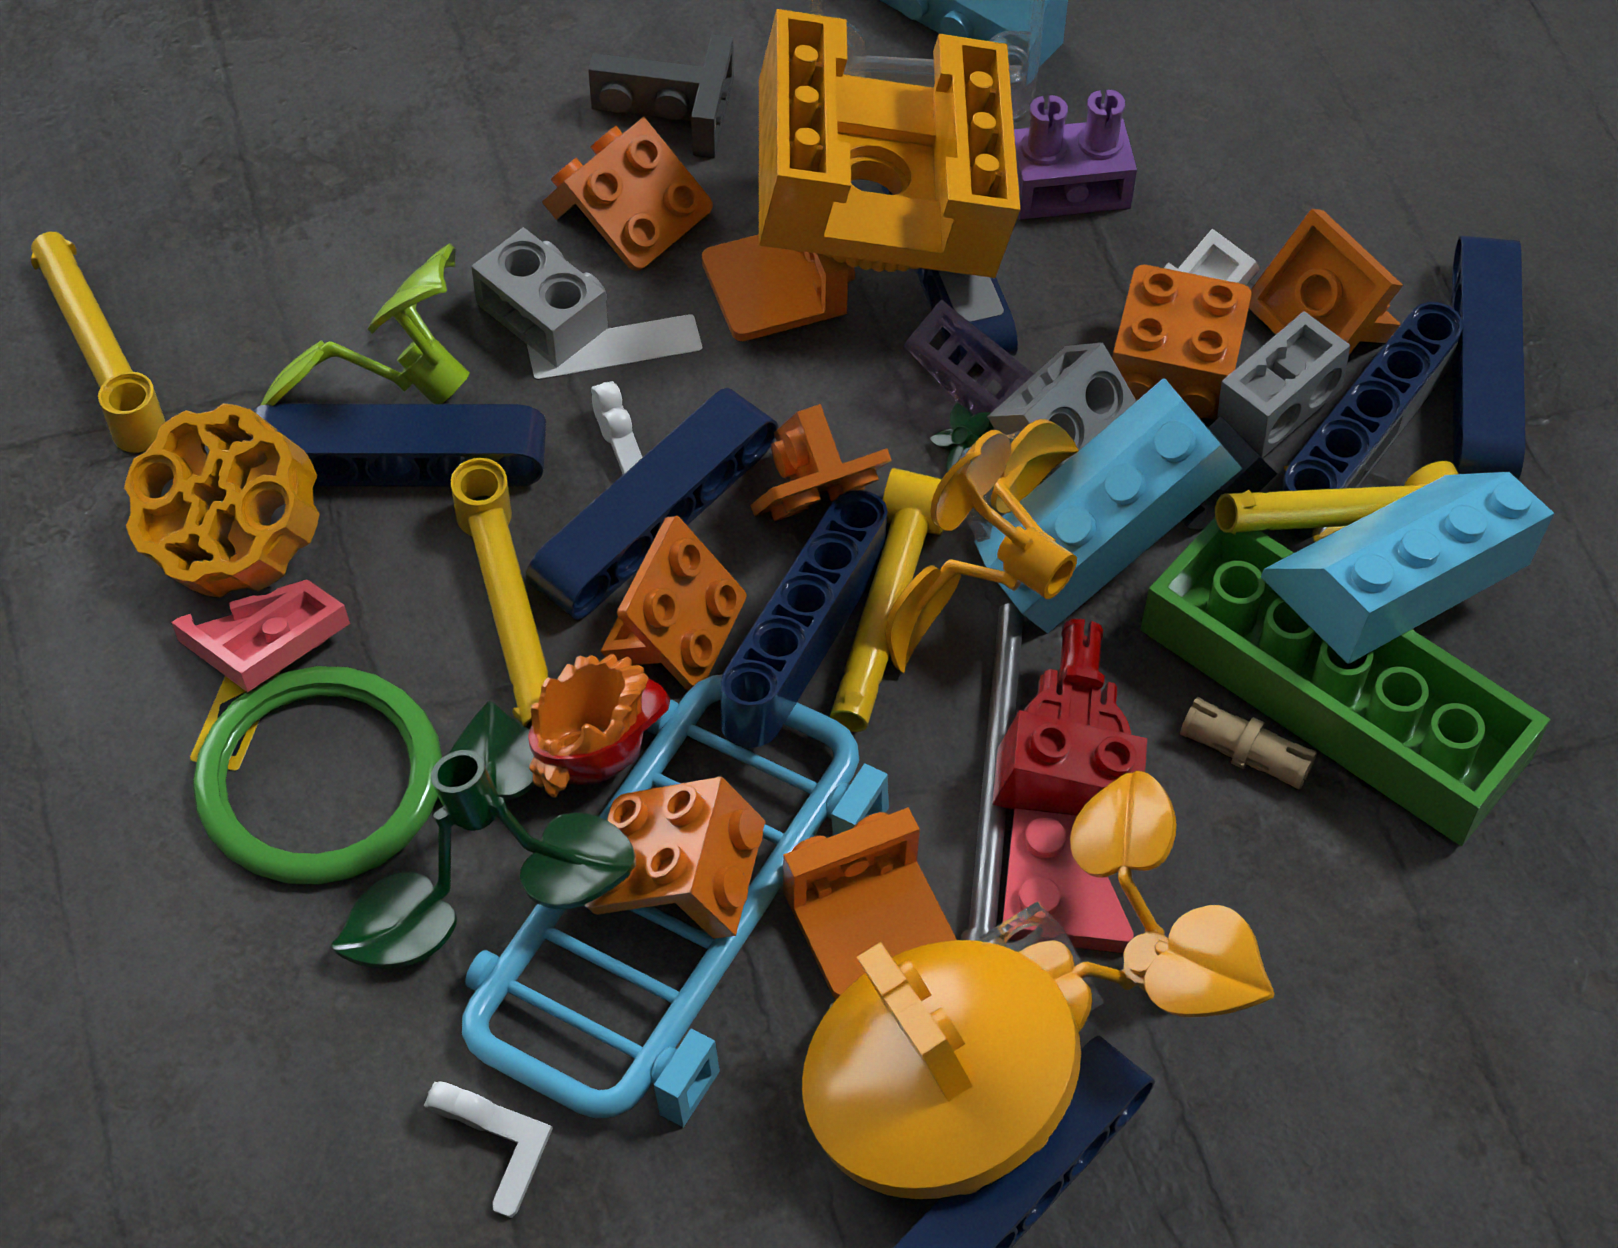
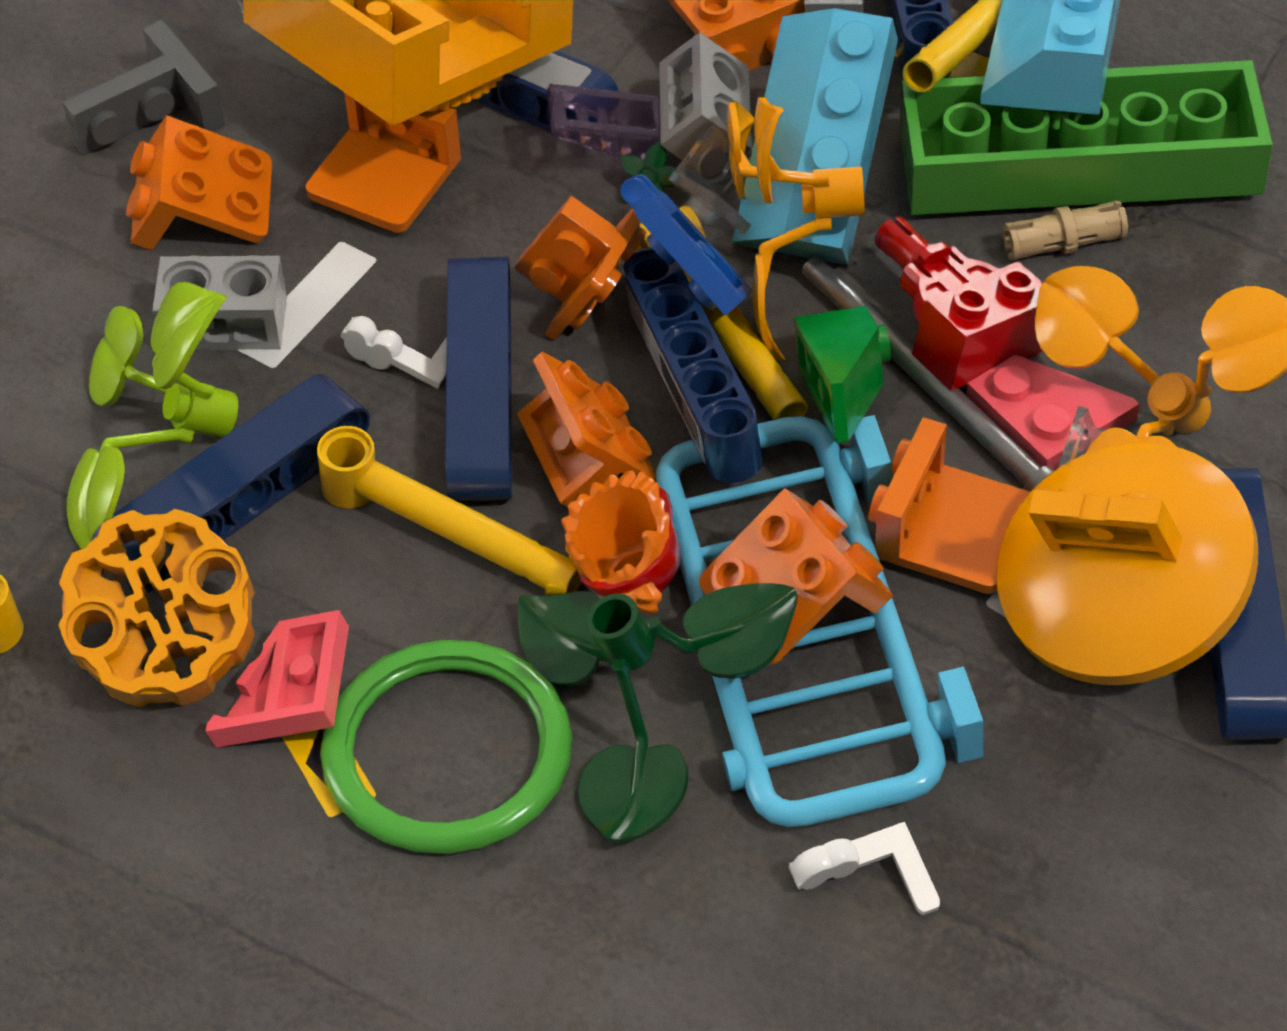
camera: 40 degrees left, 5 degrees down
(880, 512) = (680, 241): none -> blue hinge
(908, 715) = (842, 364): none -> green slope

